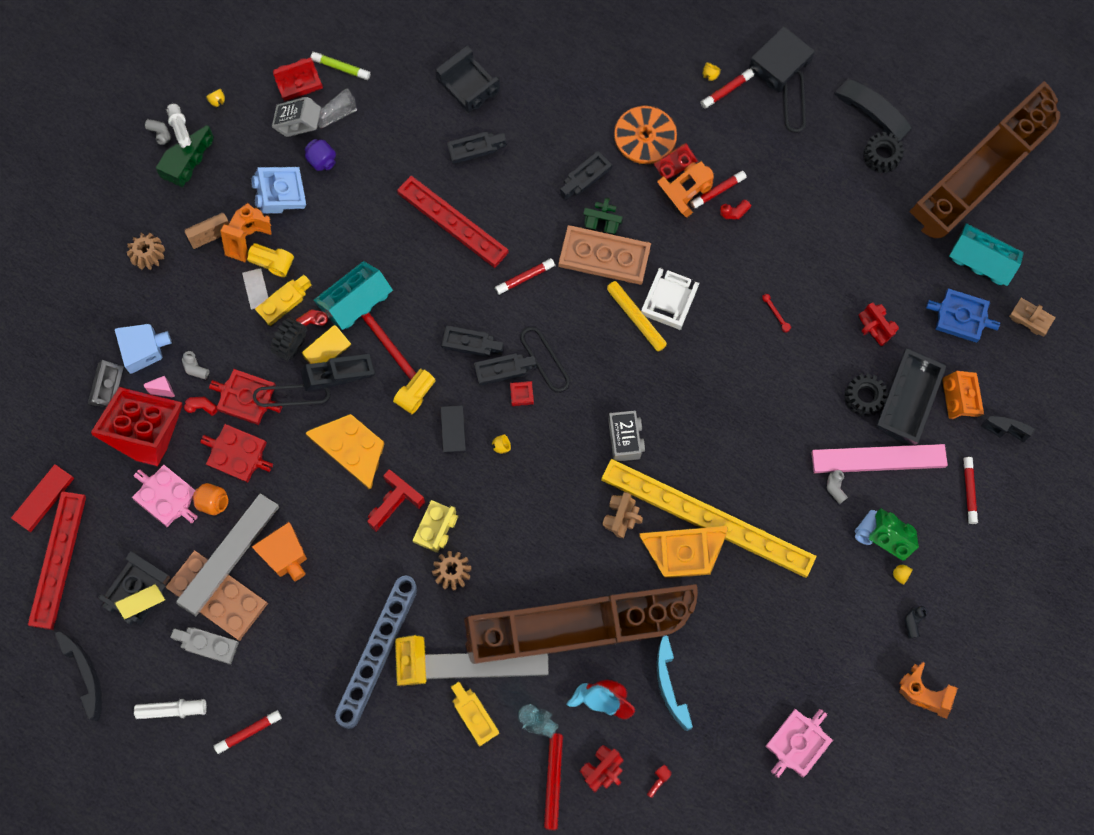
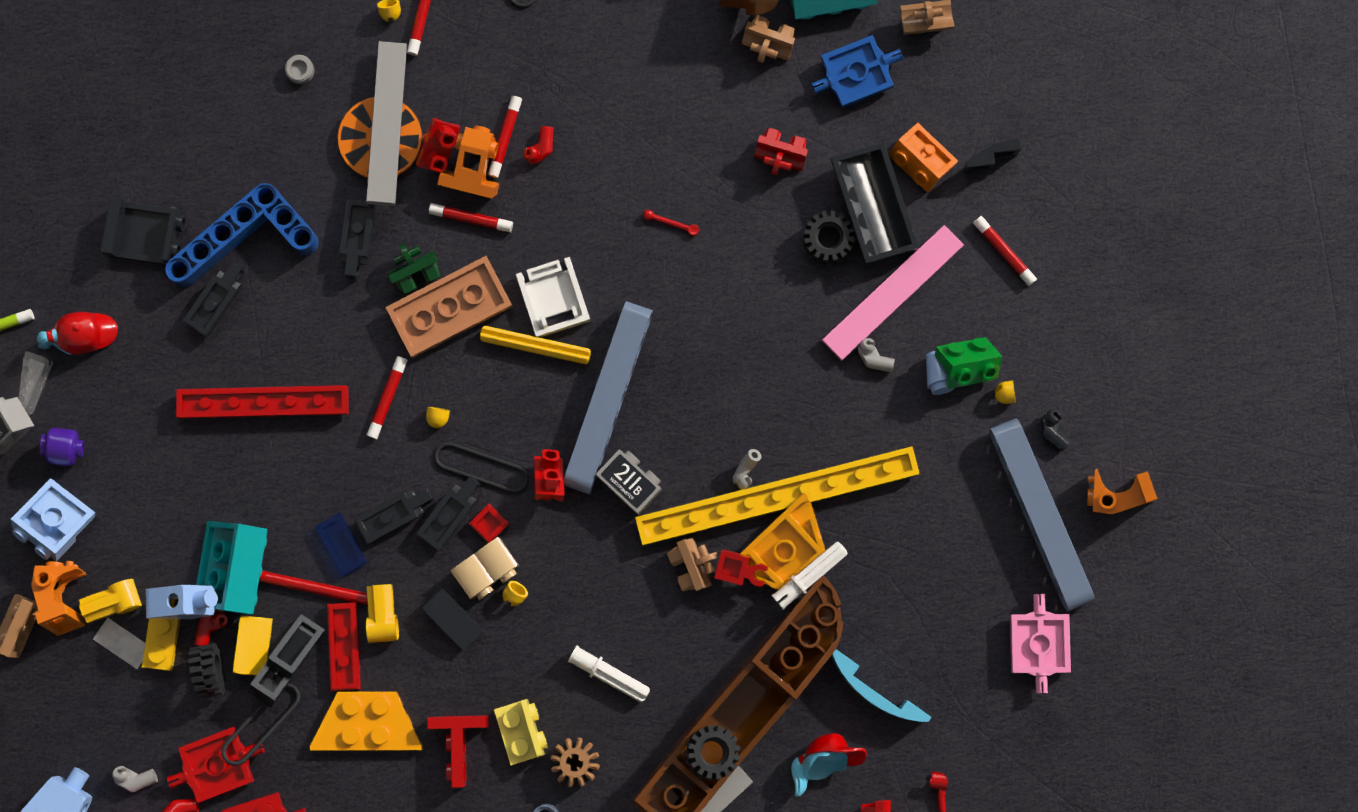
camera: 35 degrees left, 10 degrees up
(313, 293) = (193, 602): none -> light blue torso
(377, 393) = (343, 646): none -> red tile
(384, 104) = (80, 333): none -> red hair
(426, 335) = (341, 544): none -> clear blue tile
(497, 415) = (485, 568): none -> tan brick
(515, 534) = (608, 674): none -> white axle
(520, 122) = (239, 232): none -> blue beam
(525, 629) = (728, 745): none -> black tyre
(544, 309) = (437, 417): none -> yellow hinge
(580, 392) = (548, 476): none -> red hips
(632, 64) = (299, 69): none -> light grey tile
(647, 537) = (735, 568): none -> red plate
(654, 378) = (607, 397): none -> sand blue beam
(656, 128) = (386, 123): none -> light grey tile
(660, 217) = (470, 217): none -> red bar
(689, 578) = (810, 574): none -> white axle
(702, 485) = (745, 466): none -> light grey arm
(864, 666) = (1041, 514): none -> sand blue beam
(921, 256) = (767, 41): none -> medium nougat hips

